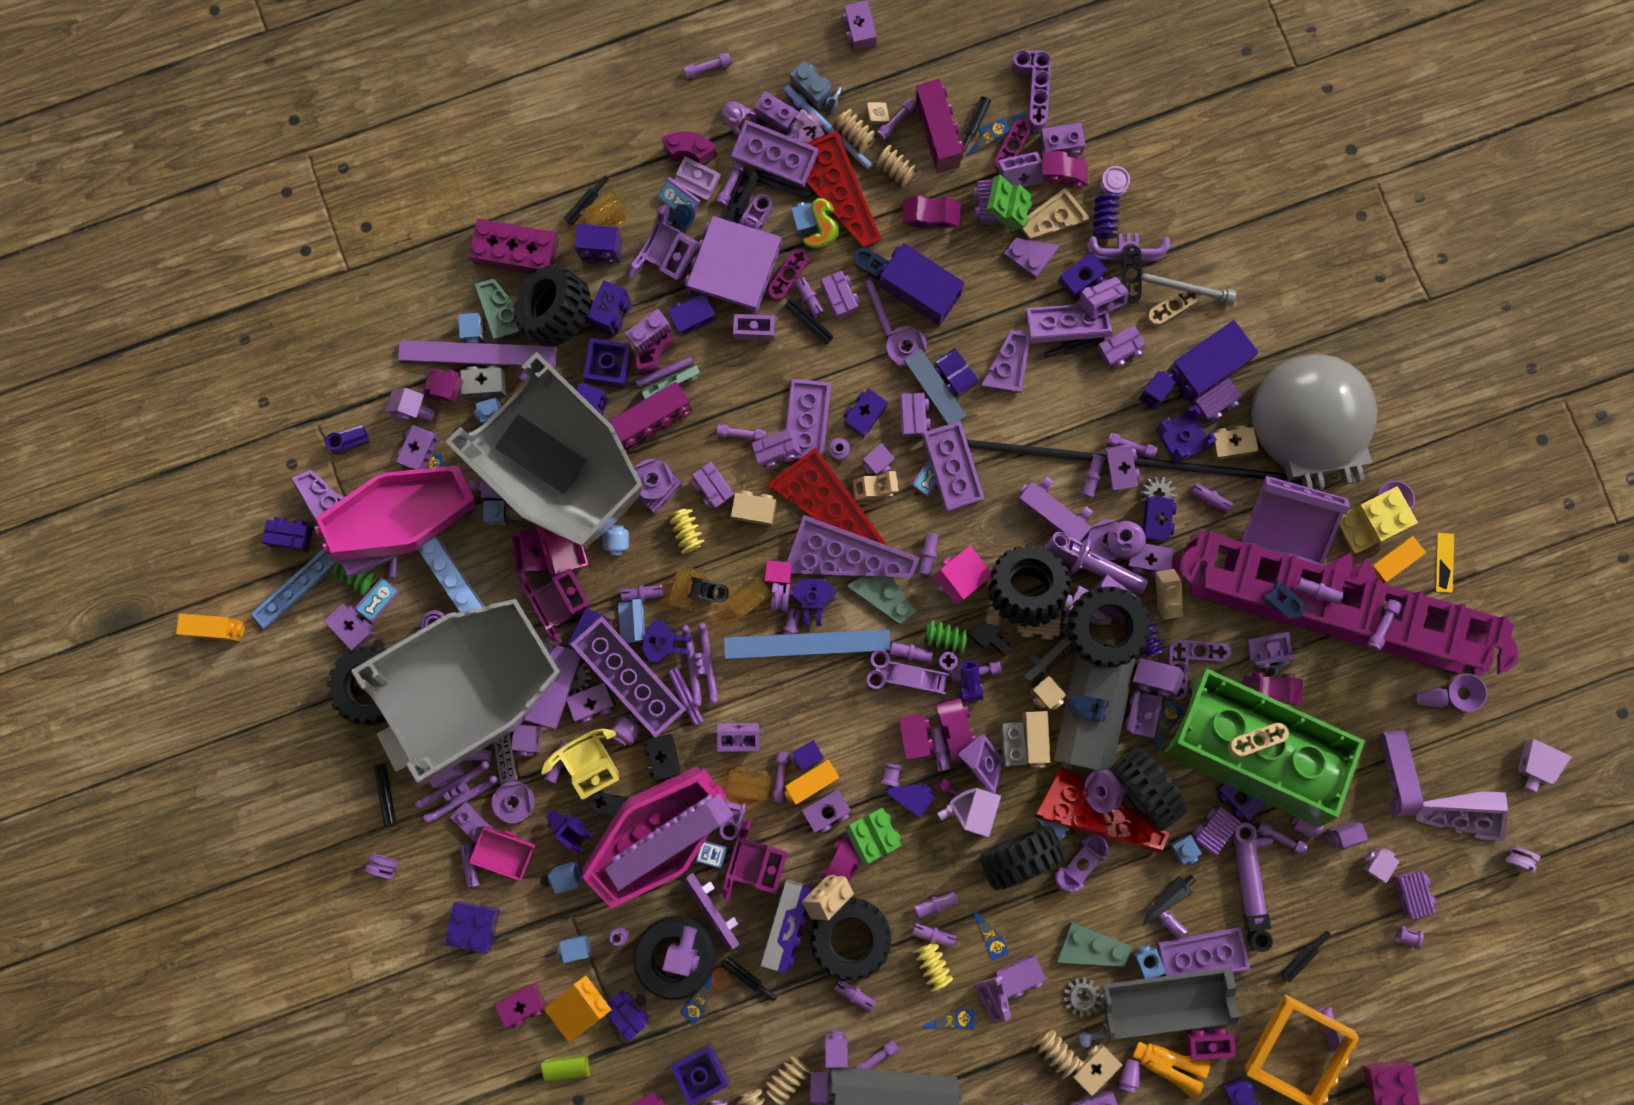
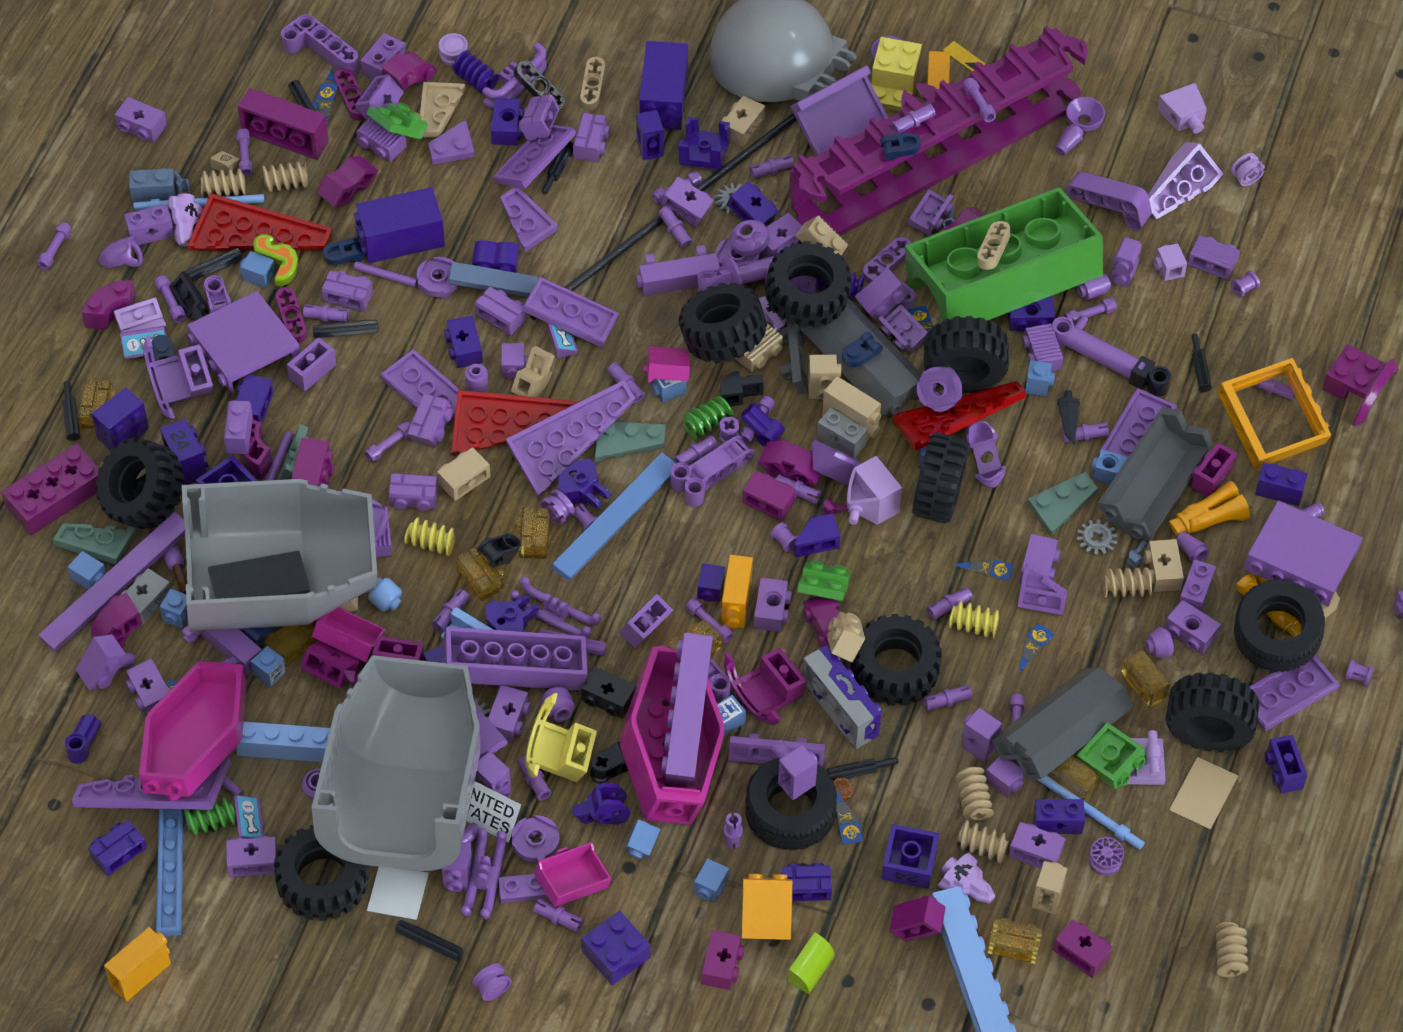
camera: 60 degrees left, 25 degrees down
(774, 153) = (182, 247): medium lavender tile -> none
(778, 572) = (533, 493): dark pink panel -> none
(936, 904) = (924, 583): medium lavender pin -> none
(1217, 399) = (697, 105): medium lavender brick -> none
(1226, 296) = (620, 45): light grey piece -> none

